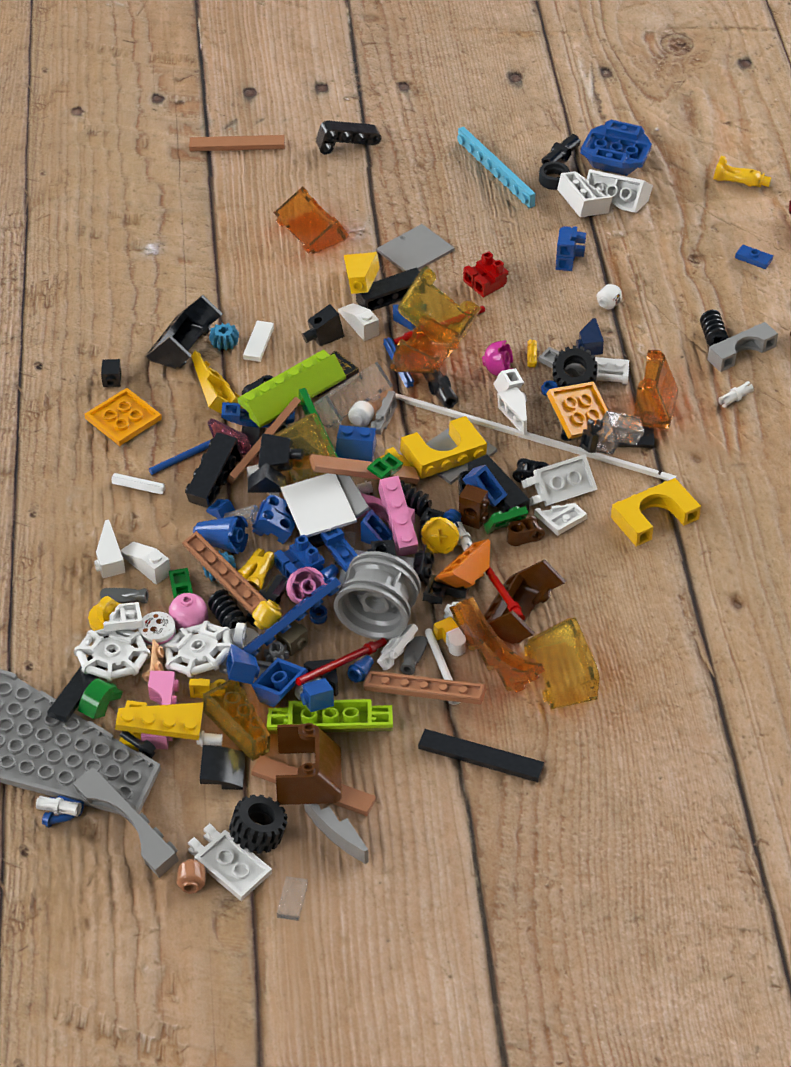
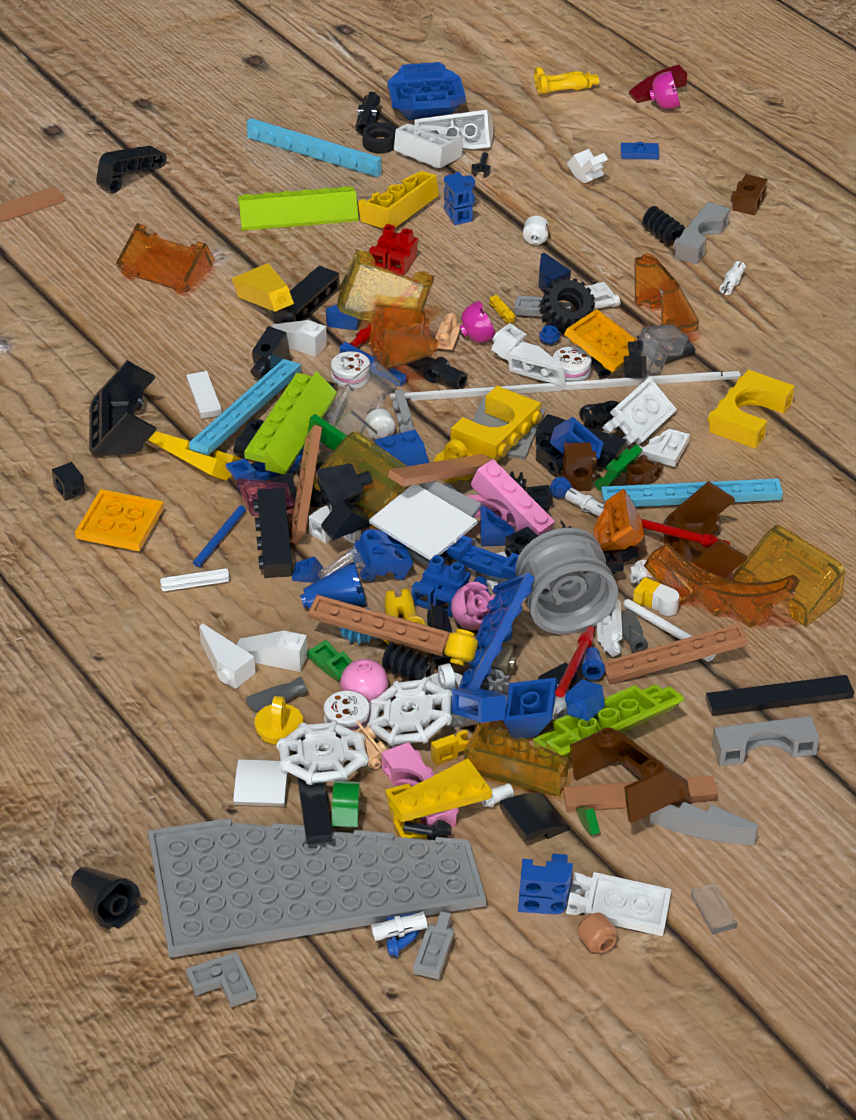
camera: 30 degrees left, 5 degrees down
(57, 657) = (260, 783): none -> white slope
(75, 832) = (434, 948): none -> light grey hinge
(98, 792) = (435, 891): light grey arch -> none
(125, 617) = (310, 710): white wing -> none
(180, 825) = (545, 888): none -> blue hips
(224, 336) = (164, 402): dark azure gear -> none
(255, 836) = (626, 849): black tyre -> none
(258, 783) = (588, 819): none -> green tile
(273, 362) = (244, 407): none -> medium azure plate
(376, 354) = (347, 366): none -> white head
(385, 467) = (463, 458): green slope -> none
(412, 777) = (792, 735): none -> light grey arch
(415, 249) = (294, 251): light grey piece -> none
(440, 535) = (568, 504): yellow tile -> none
(444, 214) = (298, 208): none -> lime slope
(472, 358) = (448, 332): none -> light nougat hinge
(523, 235) = (399, 200): none -> yellow wedge
(544, 420) = (575, 362): none -> white head
(566, 568) = (679, 492): none -> medium azure plate
(615, 228) = (481, 166): none -> black bar
(695, 255) = (586, 166): none -> white brick

